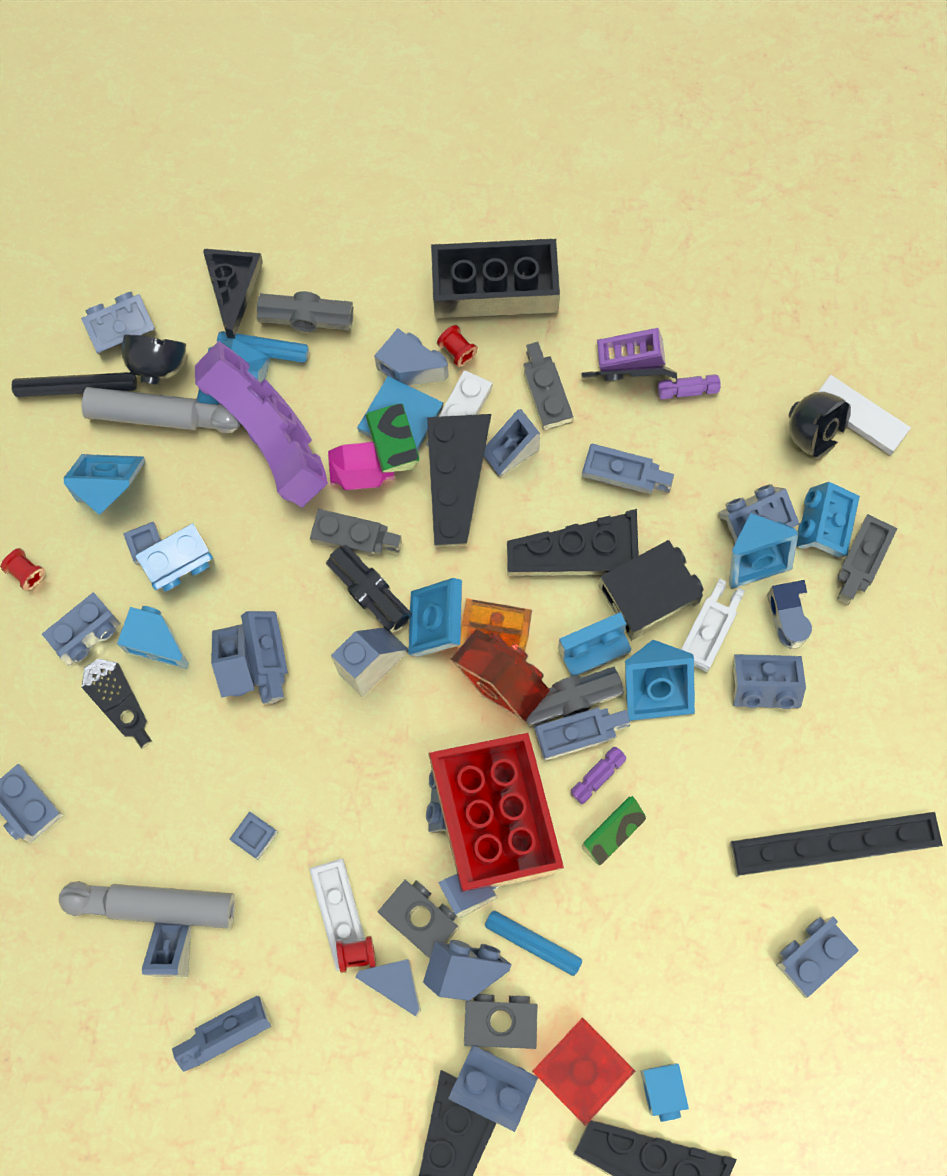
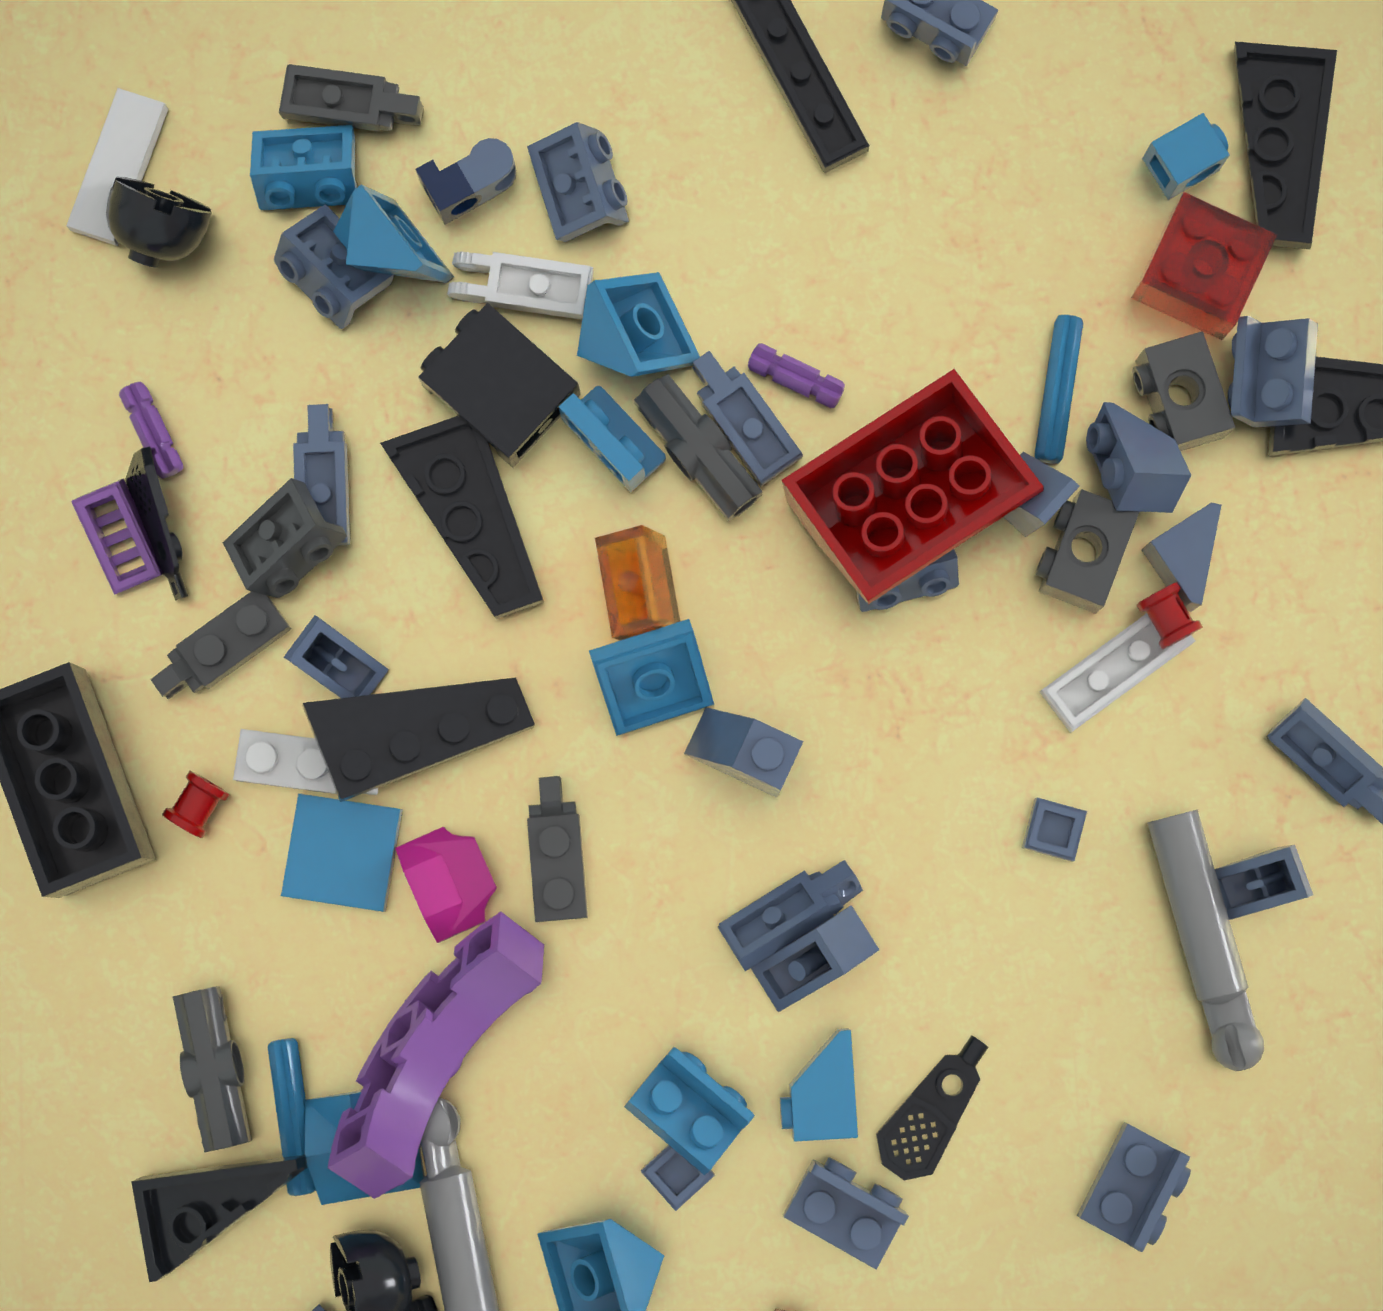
camera: 110 degrees left, 10 degrees up
(368, 589) = (637, 796): black piece -> none
(393, 438) = (389, 843): green slope -> none
(409, 361) = (247, 868): sand blue slope -> none
(501, 673) = (708, 546): clear red brick -> none
(593, 433) = (282, 541): none -> dark grey bracket
(614, 831) = (866, 331): green slope -> none

